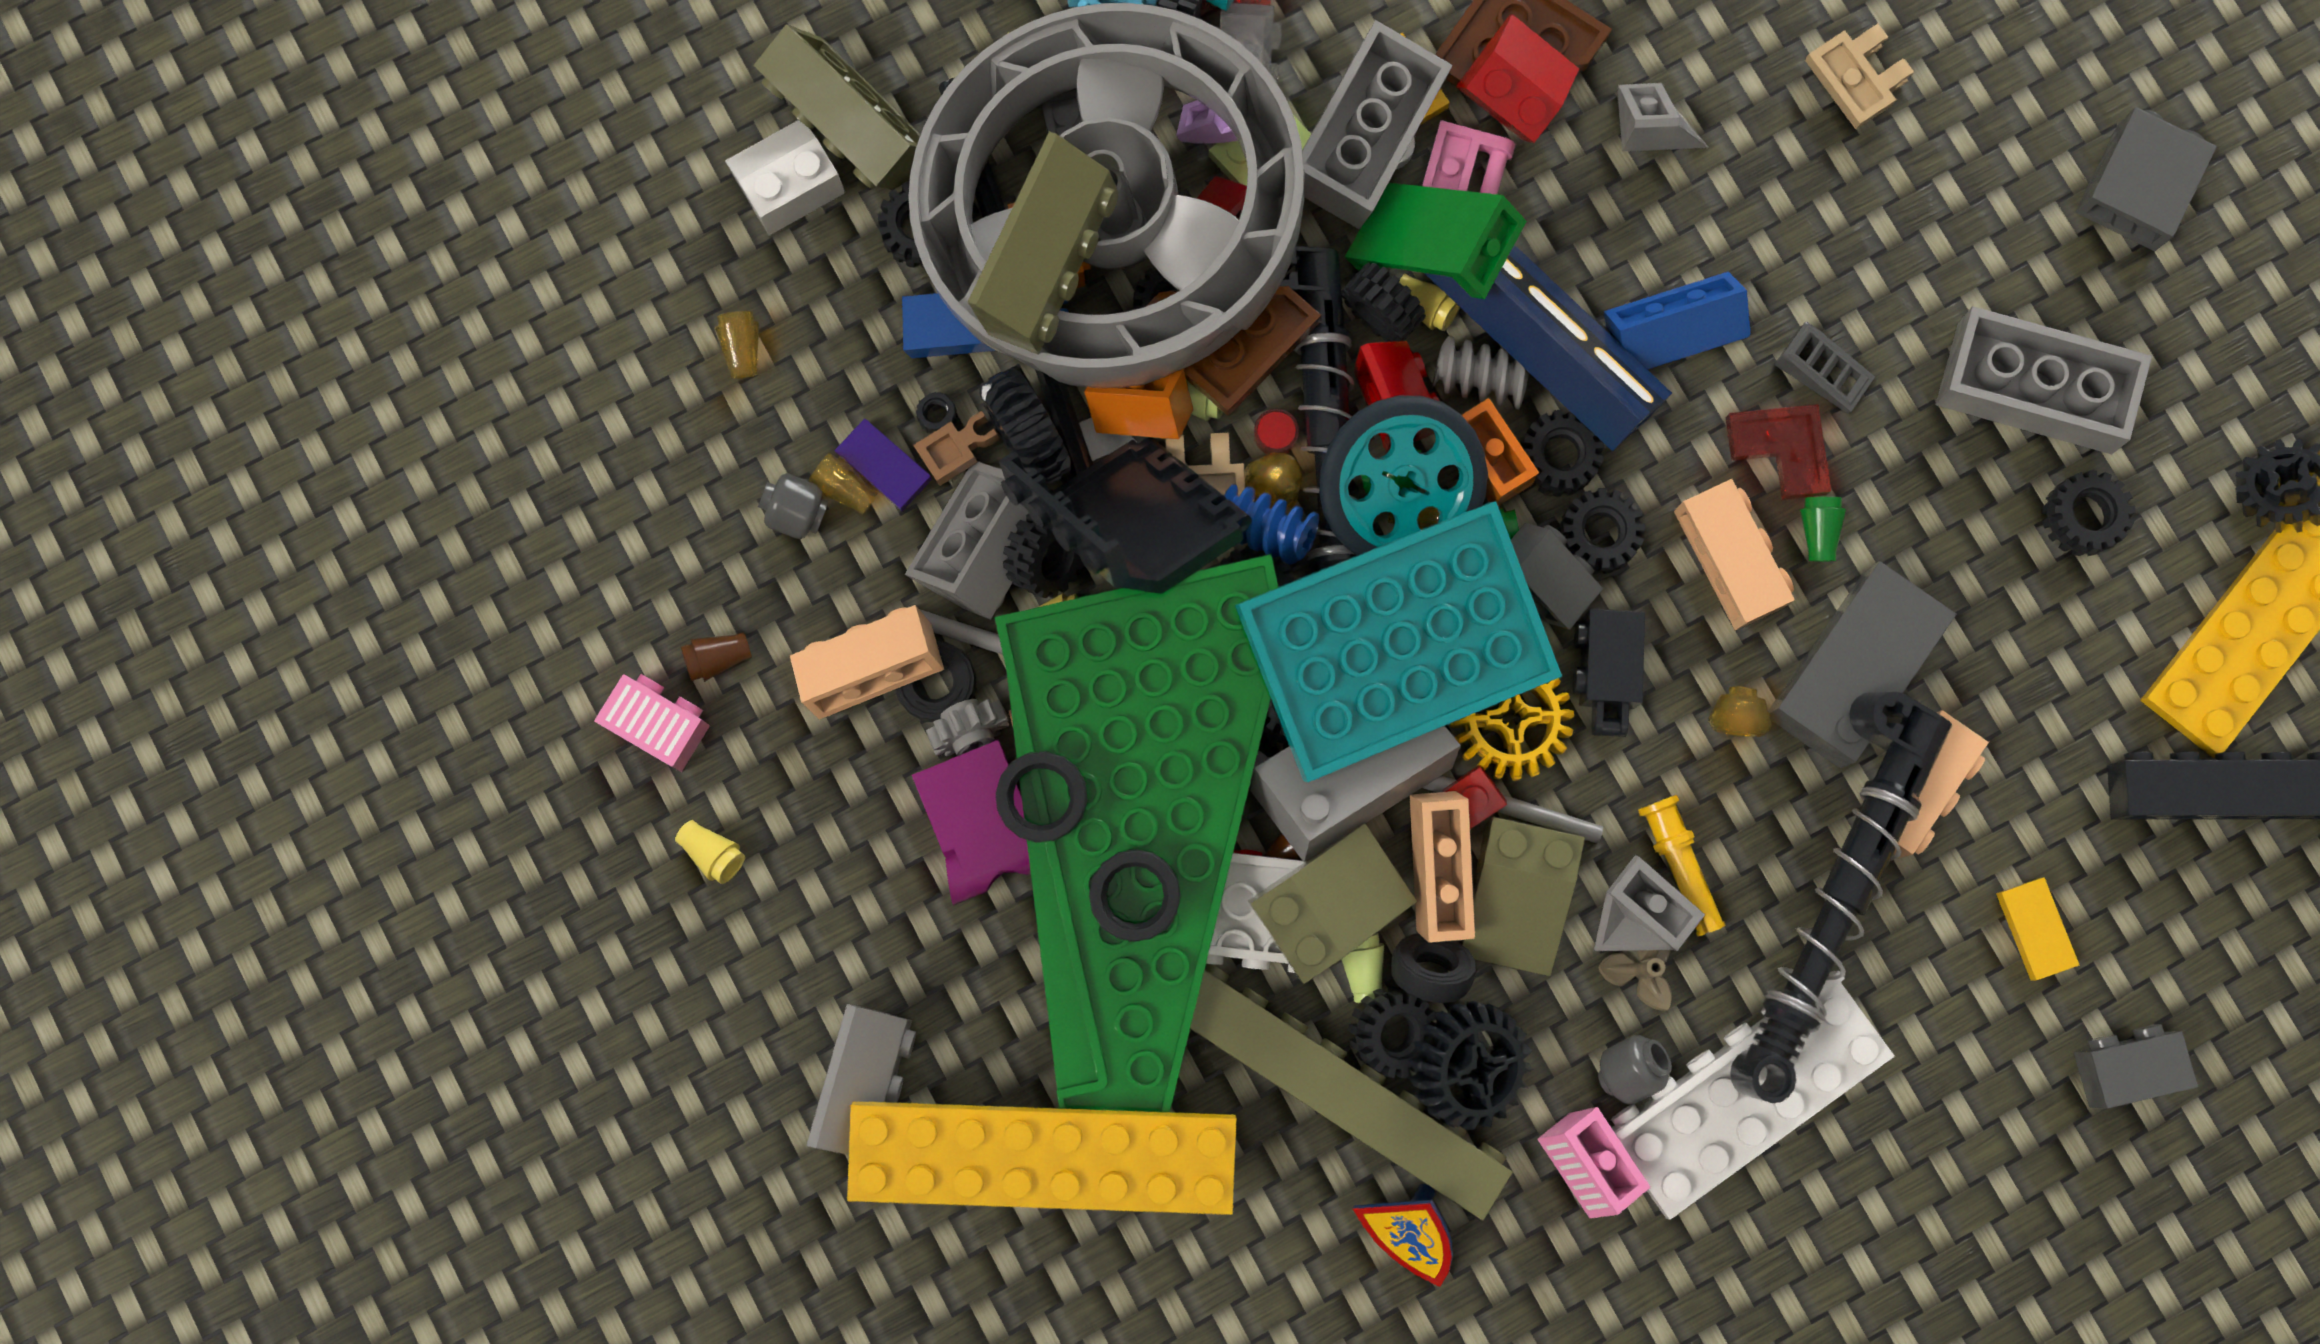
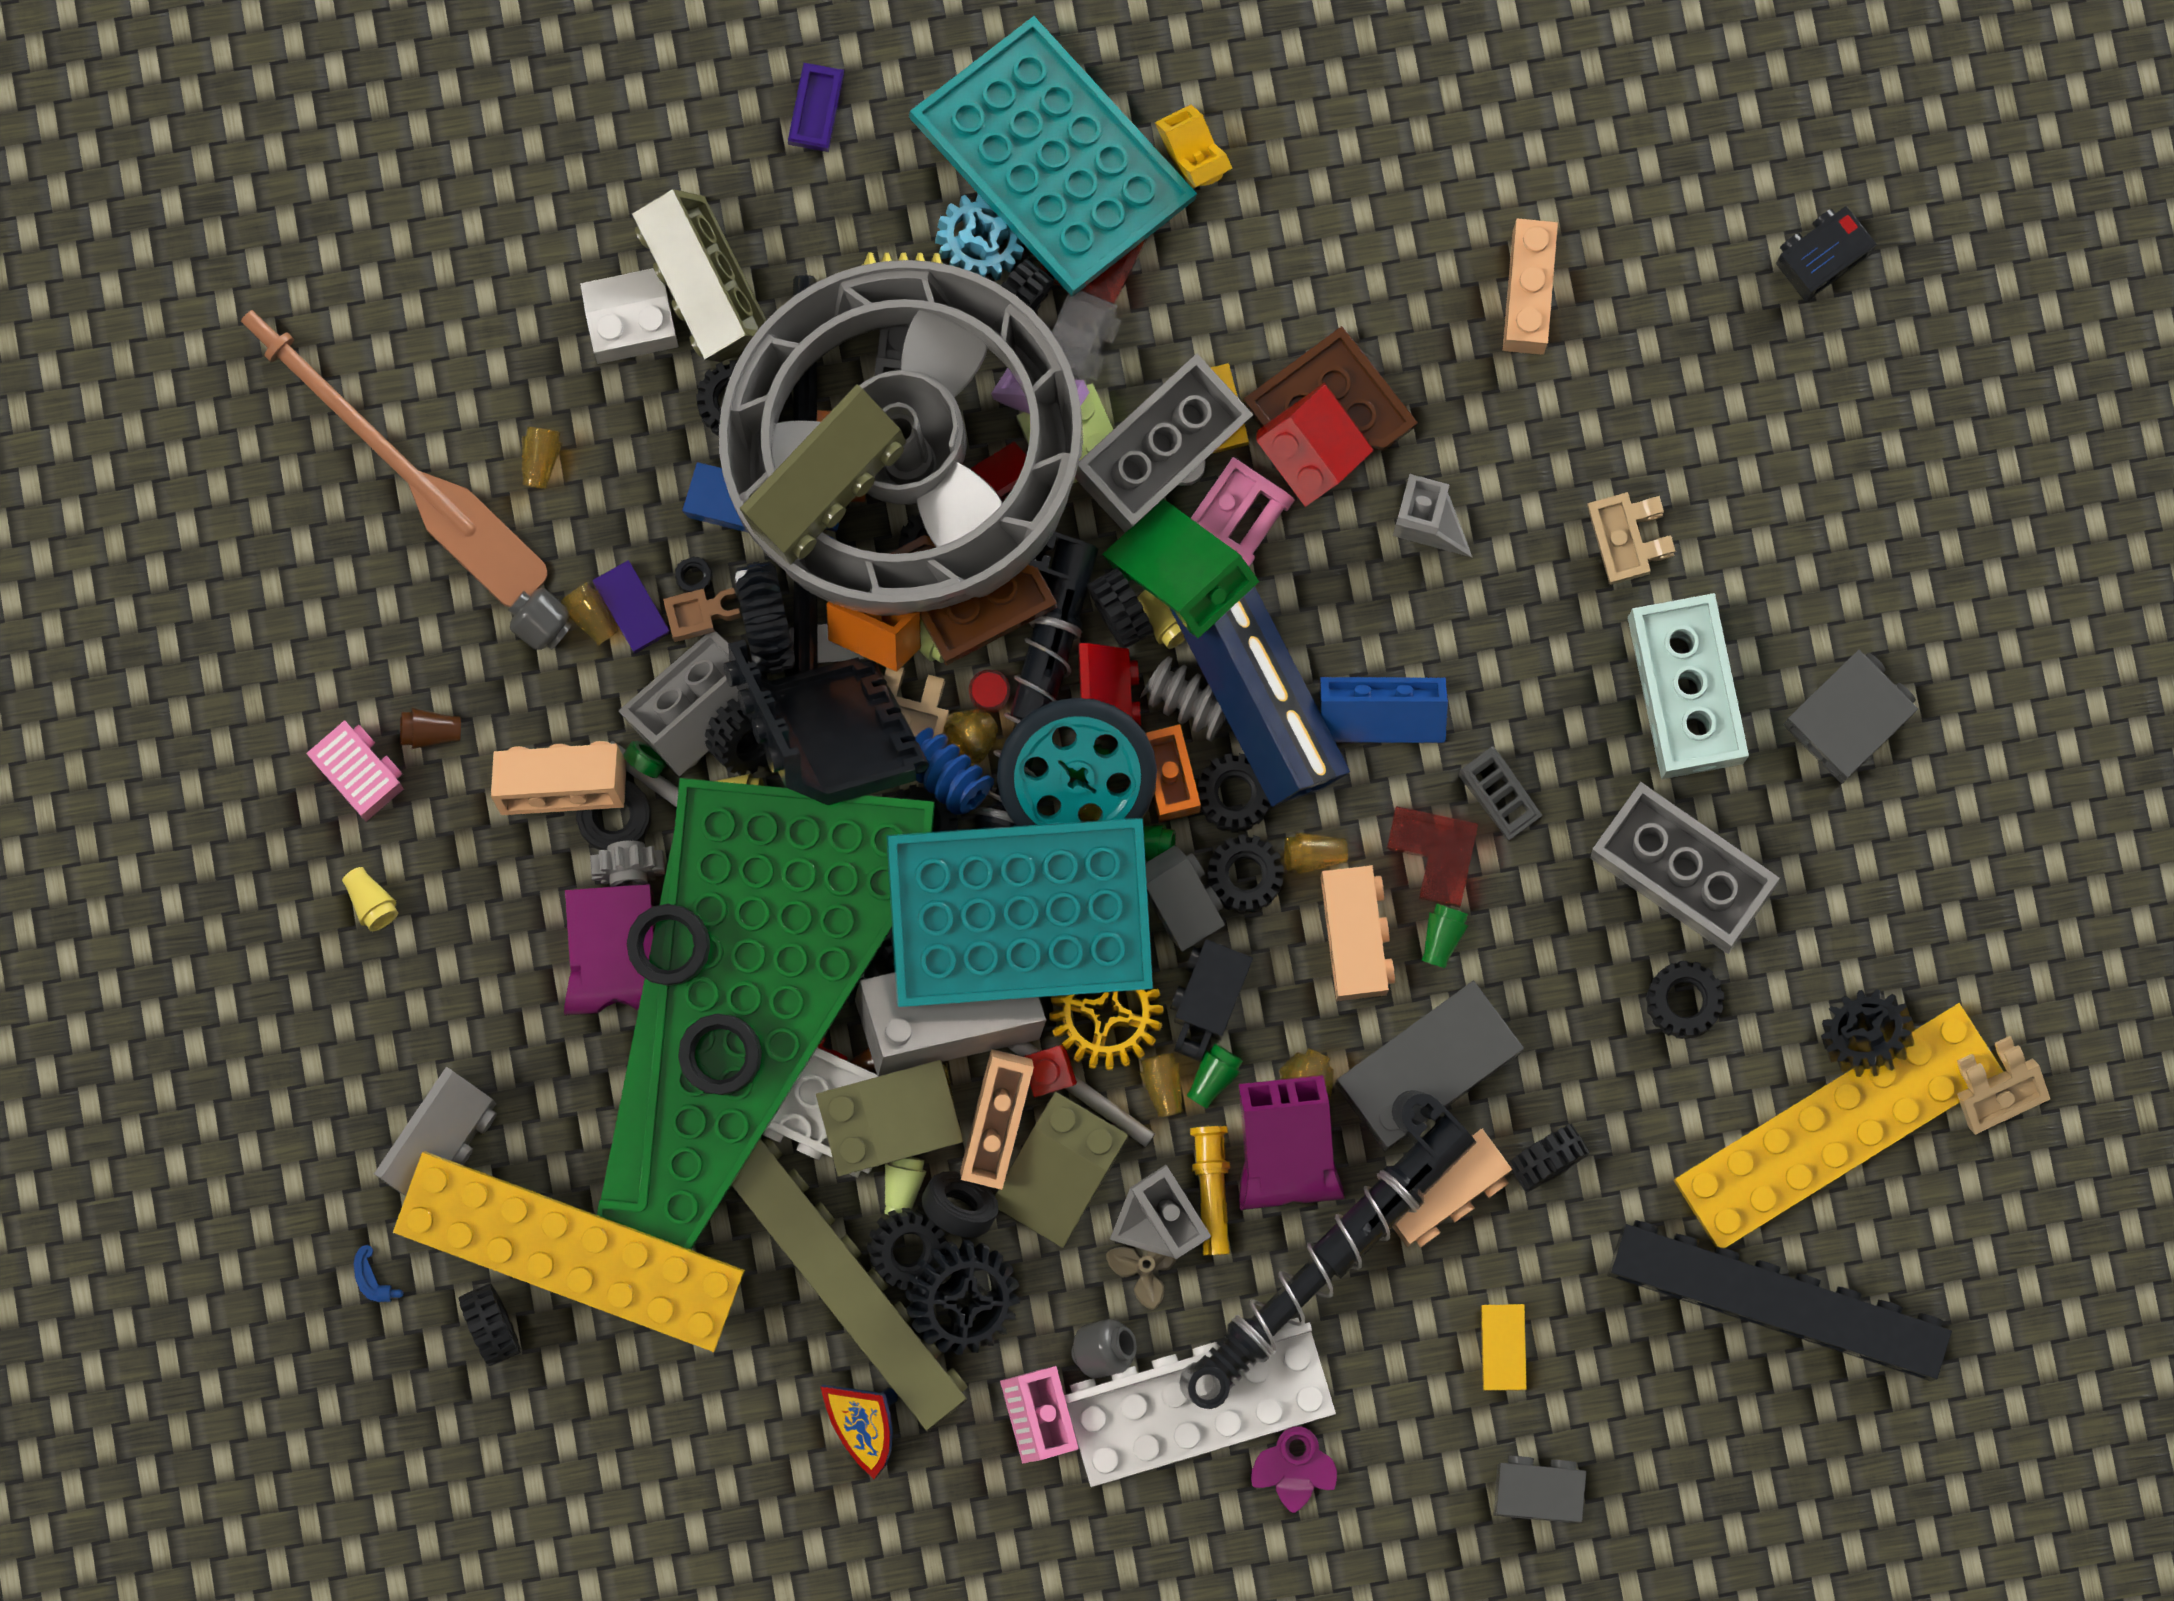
camera: 15 degrees right, 0 degrees up
(662, 427) = (447, 510): none -> nougat piece
(837, 1254) = (366, 1279): none -> blue piece
(948, 613) = (644, 759): none -> green tile
(982, 1262) = (489, 1324): none -> black tyre
(1594, 771) = (1163, 1083): none -> clear yellow cone
(1643, 746) = (1214, 1074): none -> green cone
(1660, 487) = (1313, 852): none -> clear yellow cone
(1750, 791) = (1287, 1144): none -> magenta piece
(1873, 1134) = (1291, 1474): none -> magenta plate
(1978, 198) = (1708, 666): none -> light aqua brick
(2020, 718) = (1548, 1158): none -> black tyre

